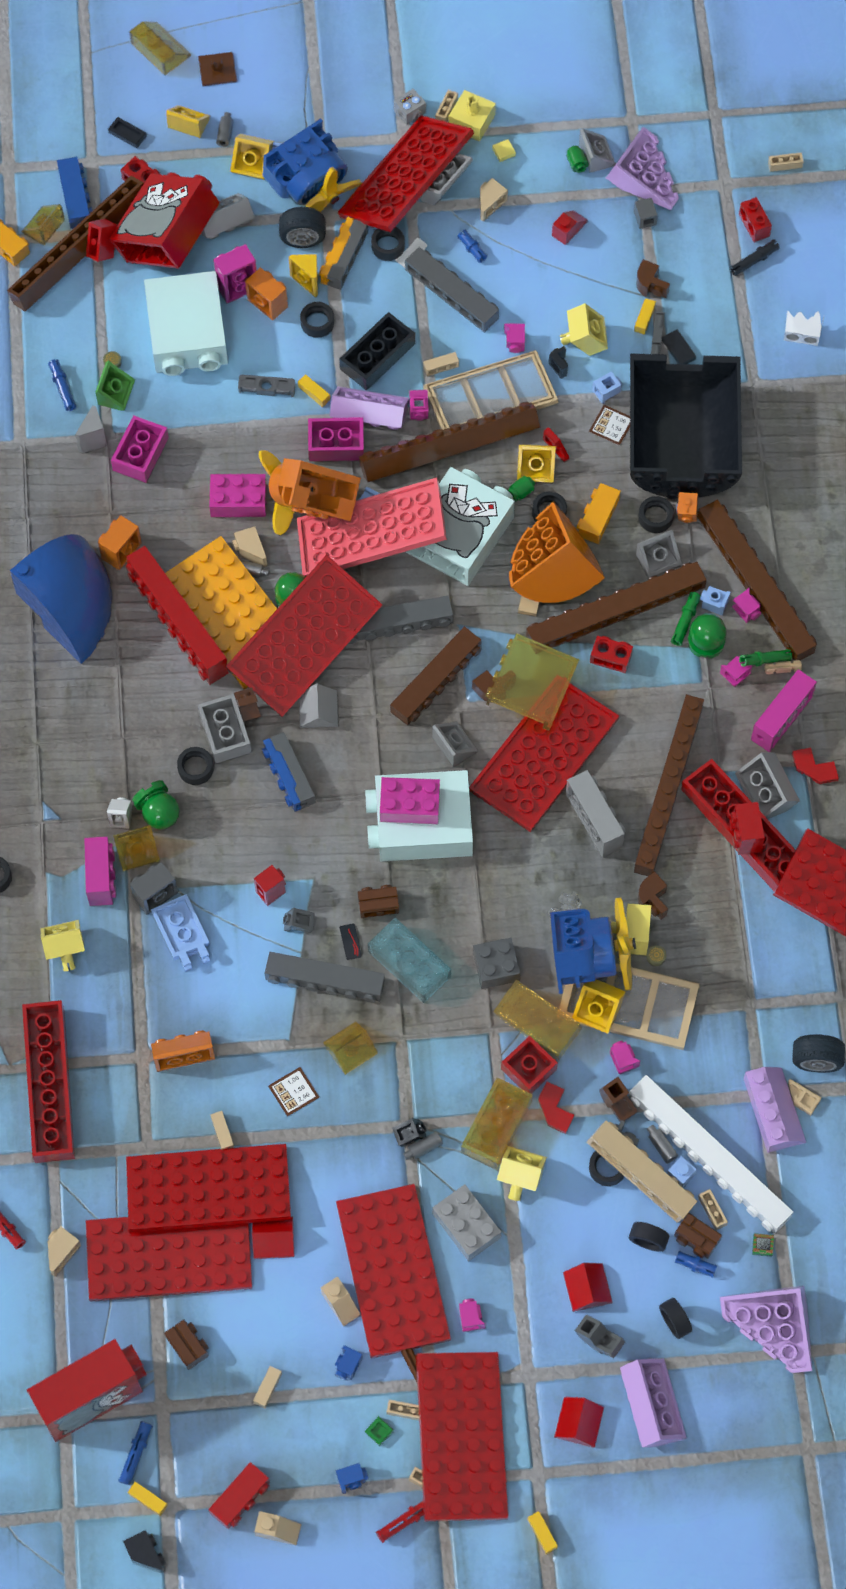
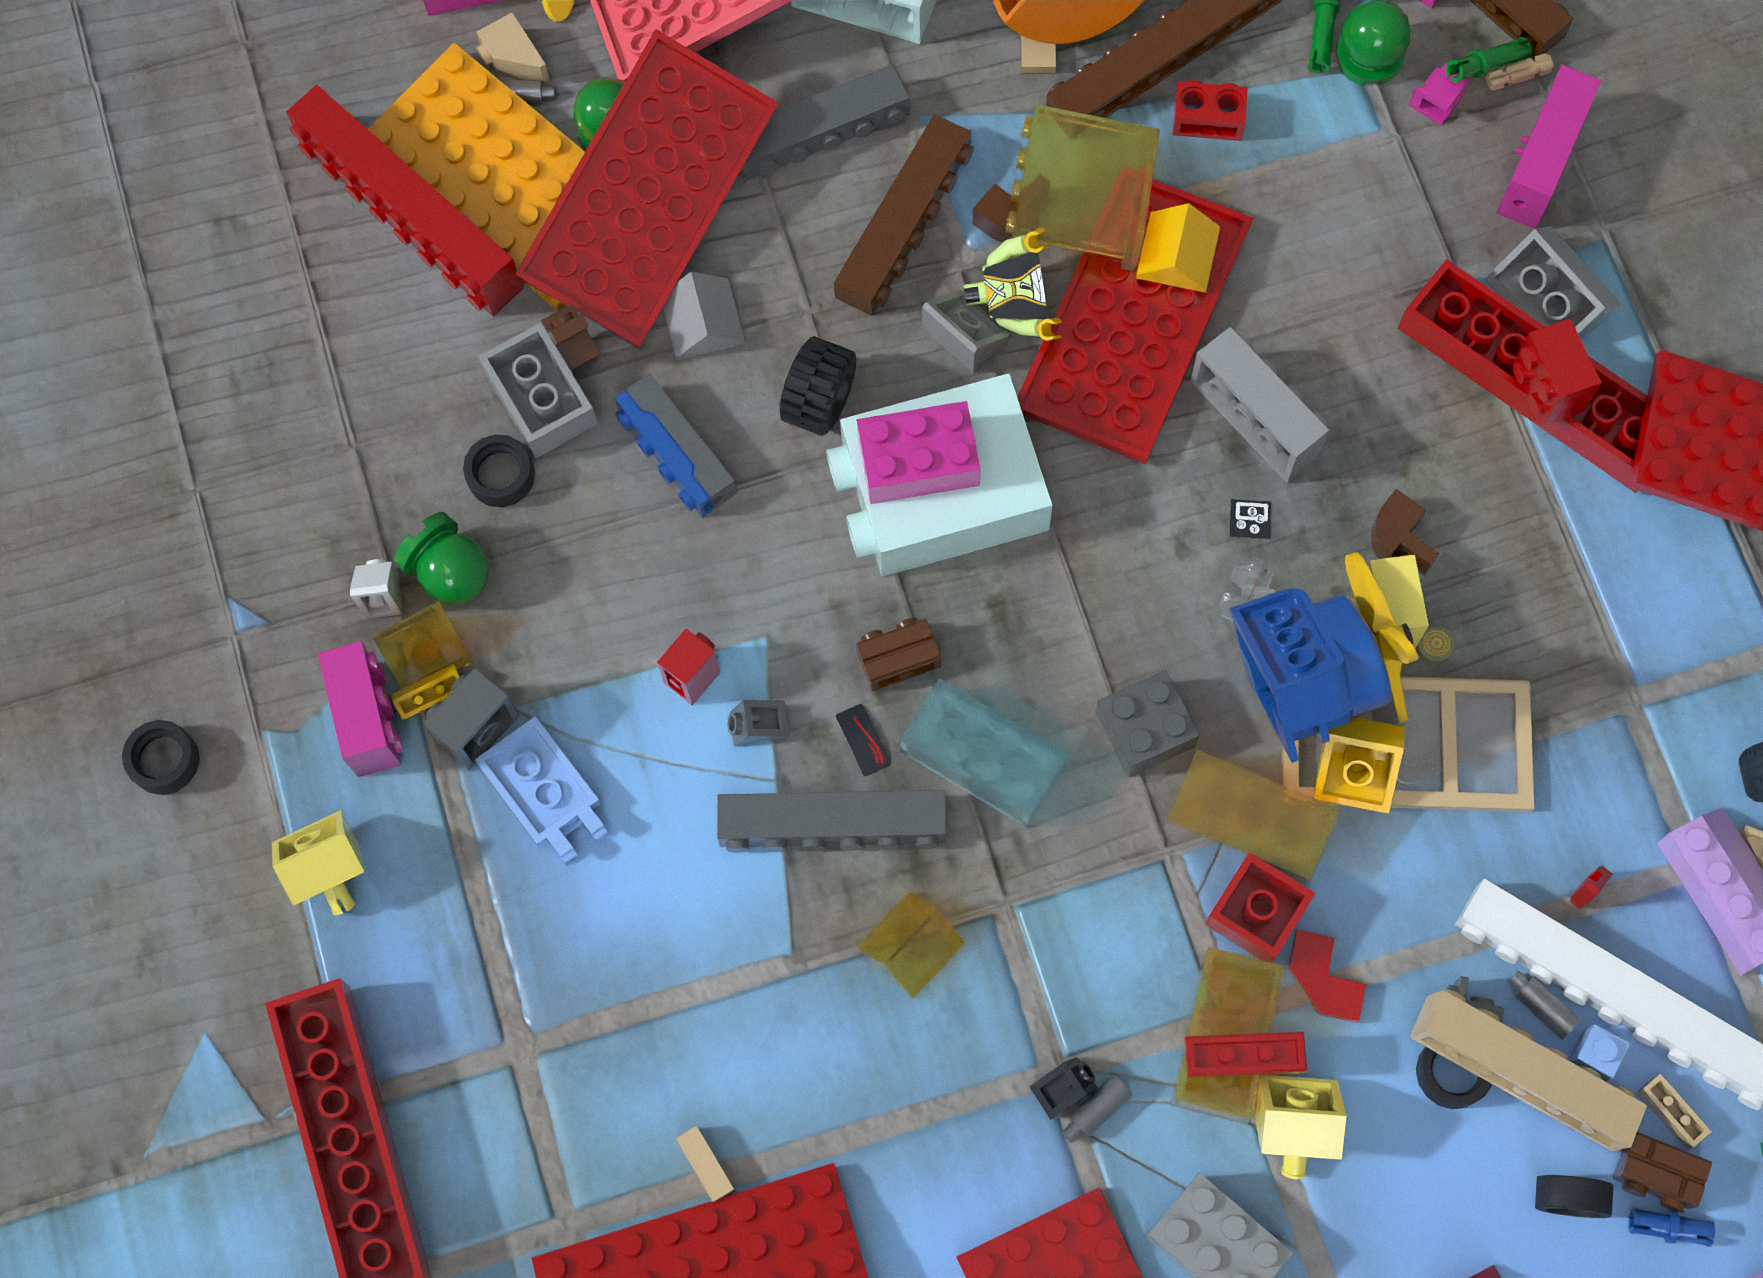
camera: 10 degrees left, 5 degrees up
(68, 591) = (191, 195): blue brick -> none
(119, 542) = (268, 88): orange brick -> none
(132, 870) = (425, 692): none -> yellow piece
(182, 1050) = (594, 1022): orange slope -> none
(293, 1091) = (823, 1054): sticker -> none
(368, 756) = (817, 385): none -> black tyre
(484, 727) = (1015, 287): none -> torso
(501, 1132) = (1245, 1054): none -> red tile
(575, 724) = (1179, 248): none -> yellow slope
(578, 872) = (1250, 519): none -> black sticker
(615, 1097) = (1439, 933): reddish brown brick -> none
(623, 1057) = (1428, 851): dark pink window -> none
(669, 785) = (1377, 328): reddish brown brick -> none
(700, 1091) = (1590, 887): none -> red tile
(806, 765) = (1608, 236): red tile -> none

